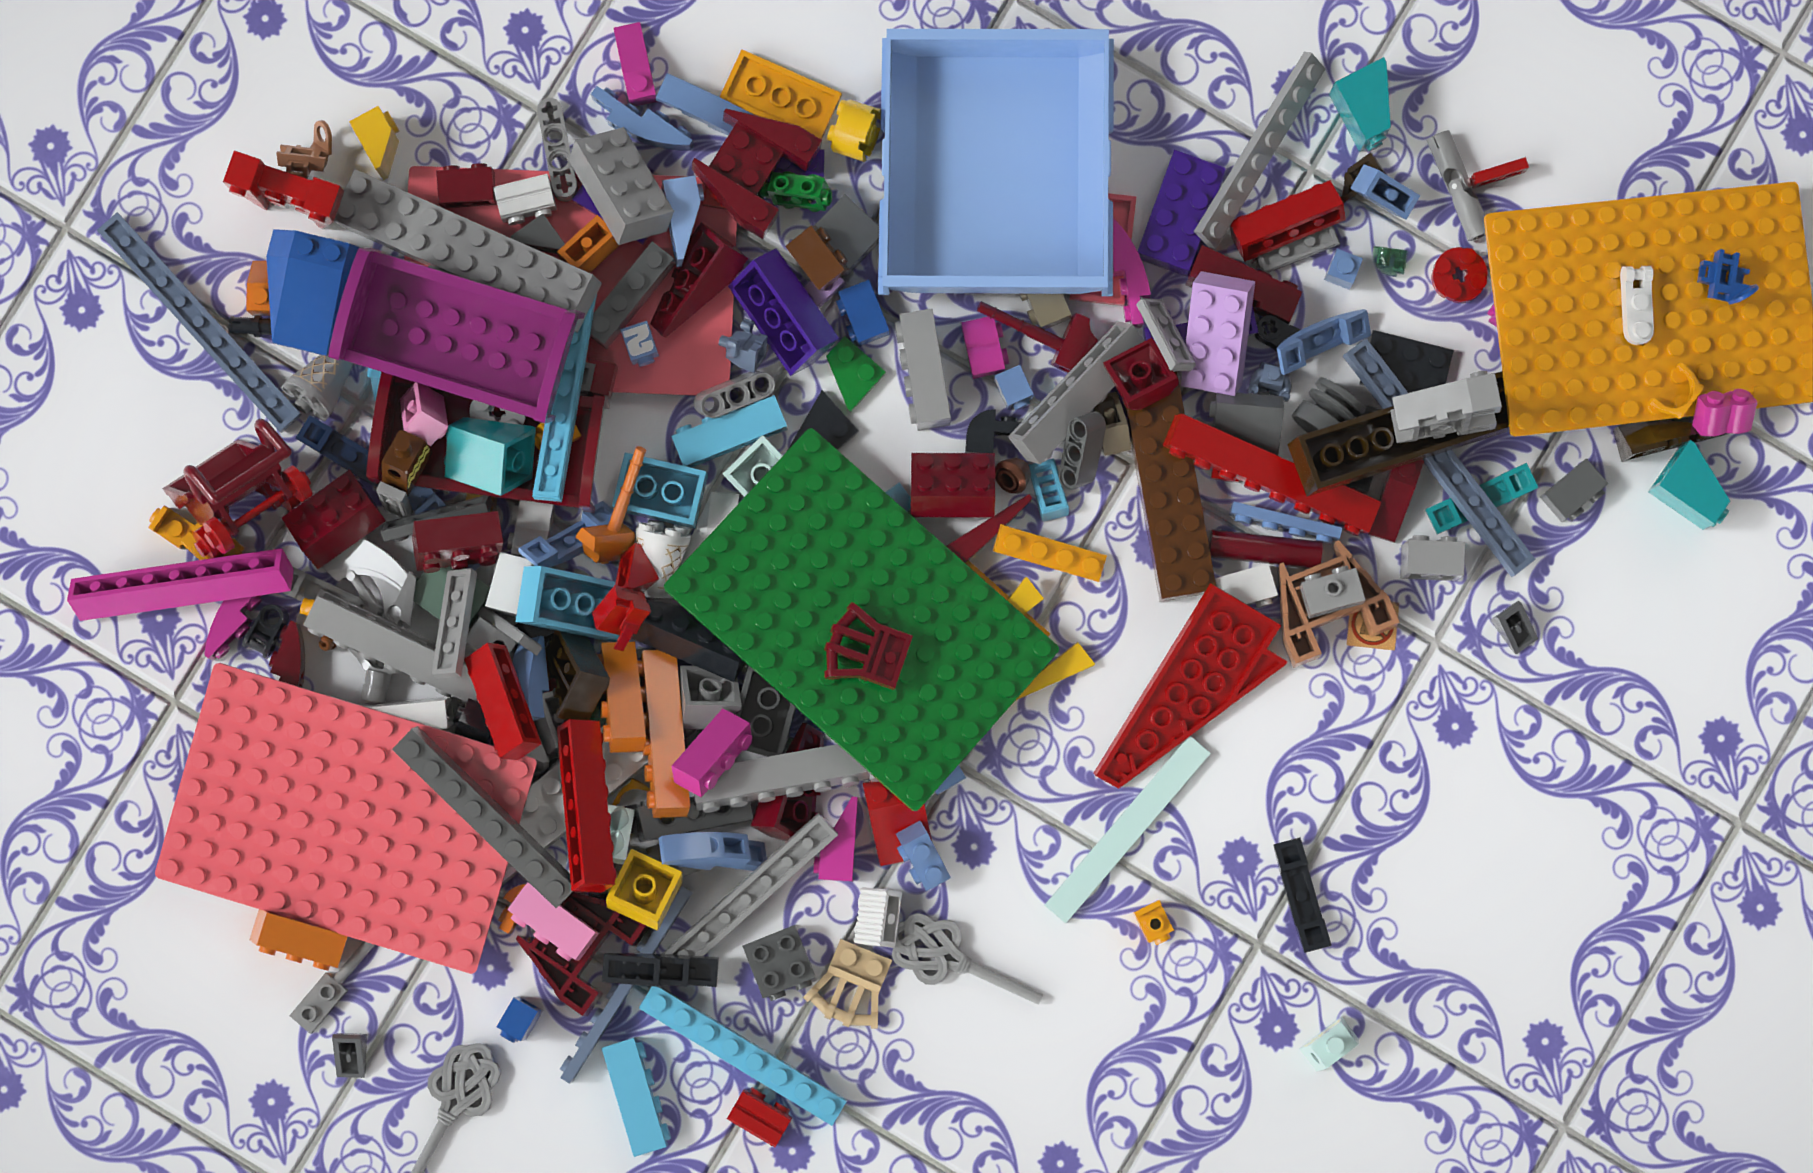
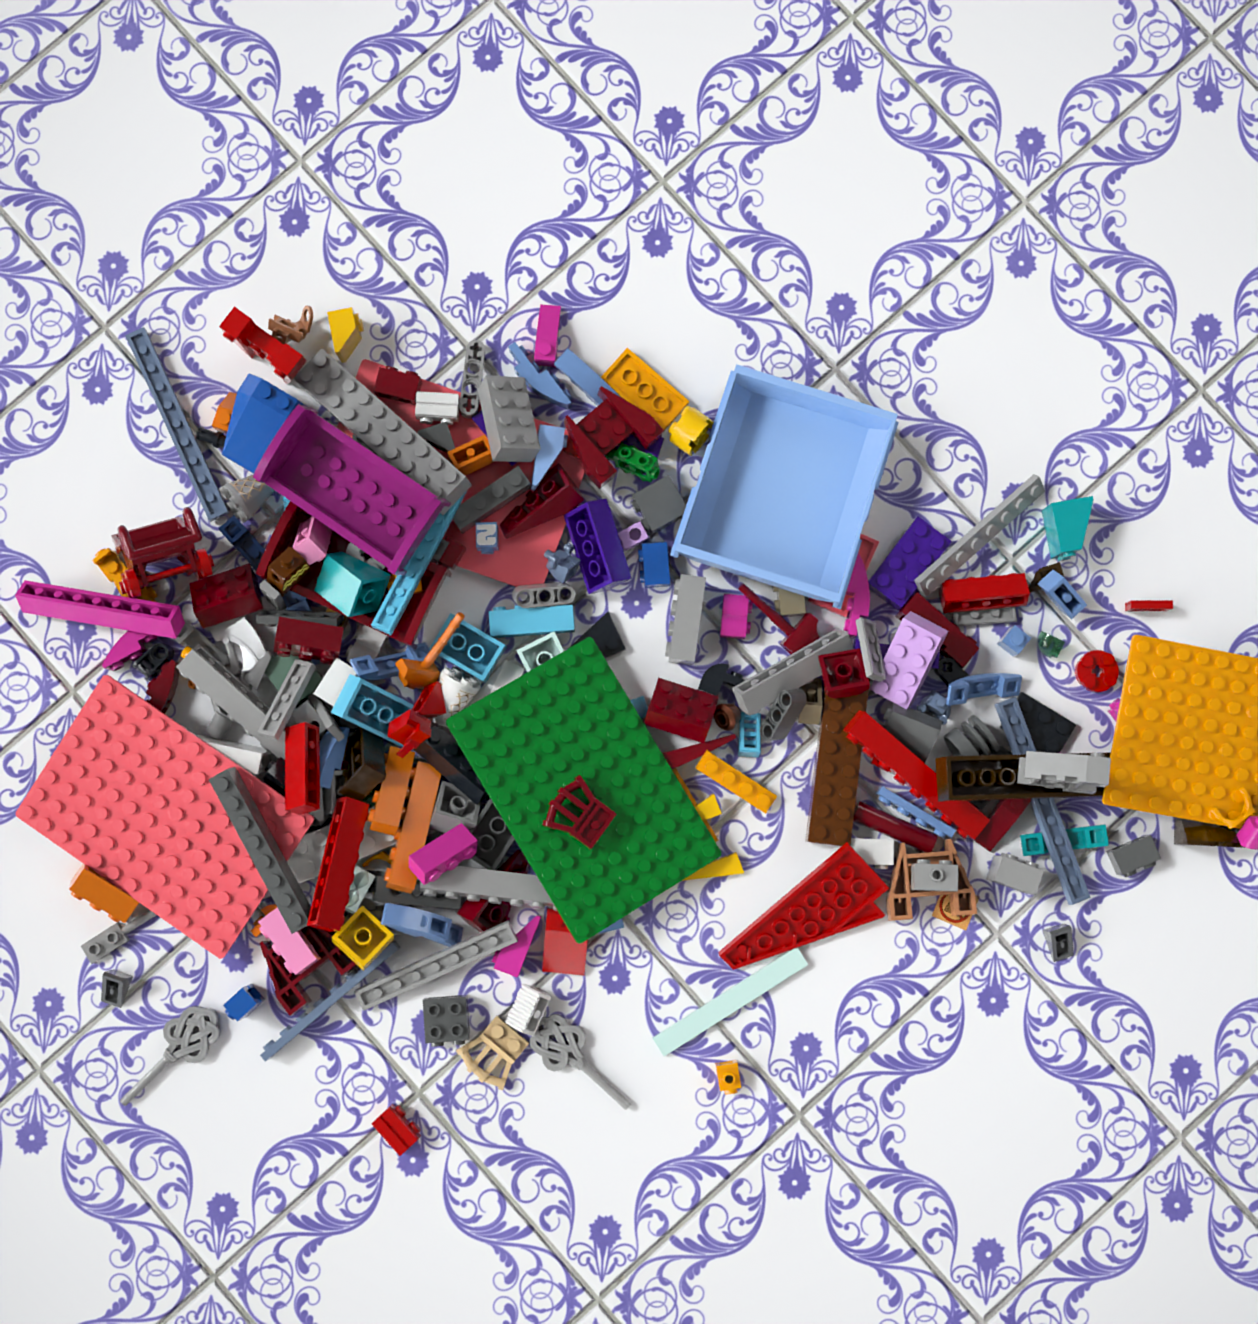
camera: 15 degrees right, 0 degrees up
(635, 1097) = (310, 1085): medium azure brick -> none
(660, 969) = (356, 998): black slope -> none
(743, 1054) = (399, 1079): medium azure brick -> none
(818, 257) = (634, 514): reddish brown brick -> none
(853, 372) = (635, 605): green wing -> none
(923, 856) = (574, 974): medium blue brick -> none
(1014, 388) = (747, 653): medium blue brick -> none
(1301, 895) = (842, 1091): black slope -> none
(1330, 1045) = (830, 1209): light aqua torso -> none
(1463, 198) = (1117, 617): light grey piece -> none
(1637, 304) = (1224, 735): white plate -> none
(1691, 488) = (1222, 880): teal slope -> none

